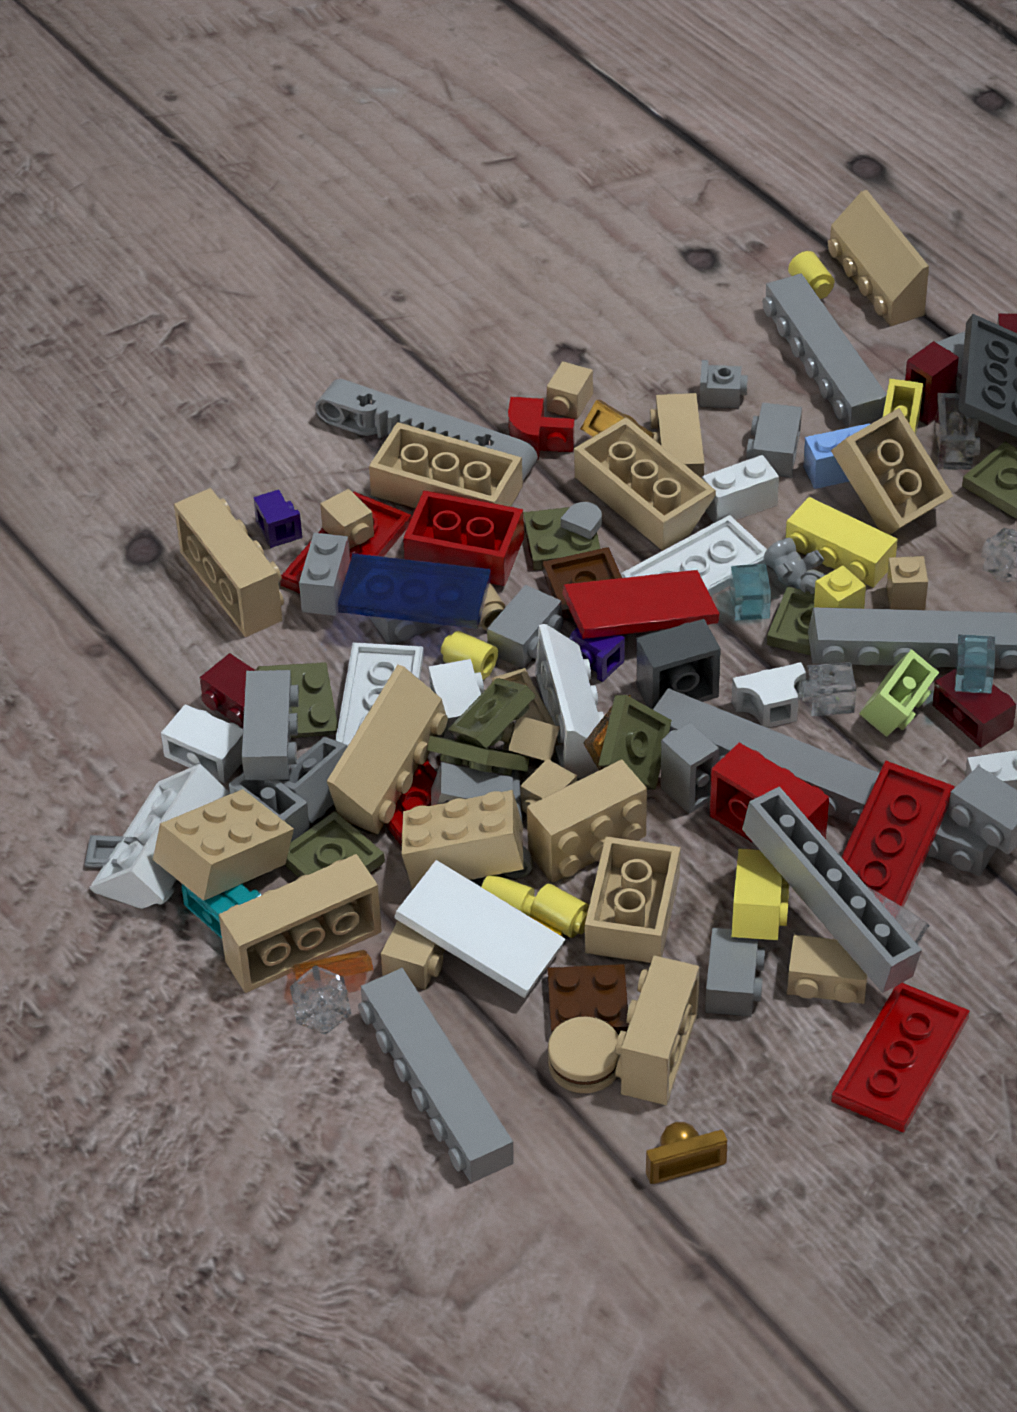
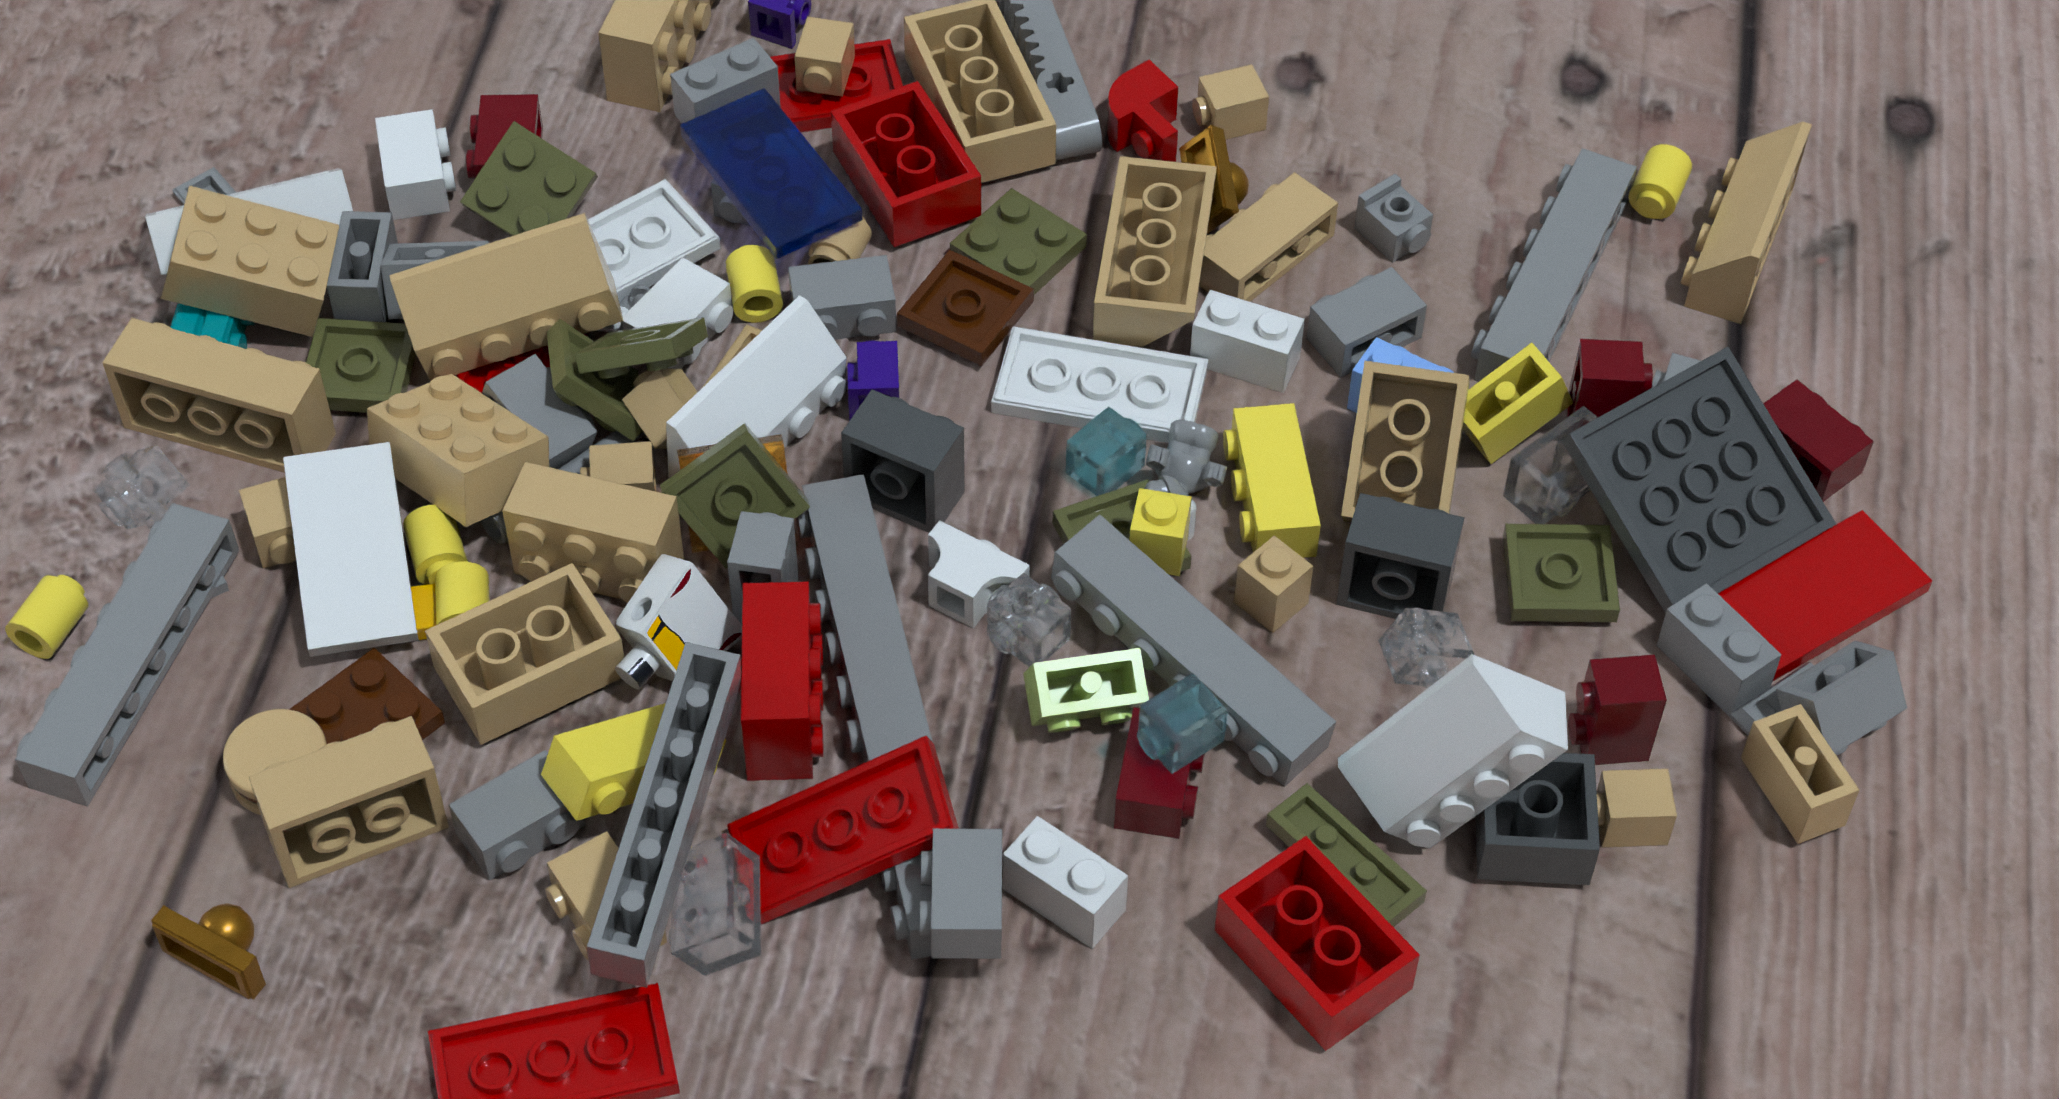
camera: 45 degrees right, 5 degrees up
(269, 725) = (431, 180): light grey brick -> none
(342, 964) = (206, 468): clear orange tile -> none
(365, 1099) = (47, 615): none -> light yellow brick
(582, 519) = (1042, 238): light grey tile -> none
(639, 603) = (964, 368): red tile -> none
(685, 822) = (667, 611): none -> white torso
(951, 524) = (1398, 557): none -> dark grey brick

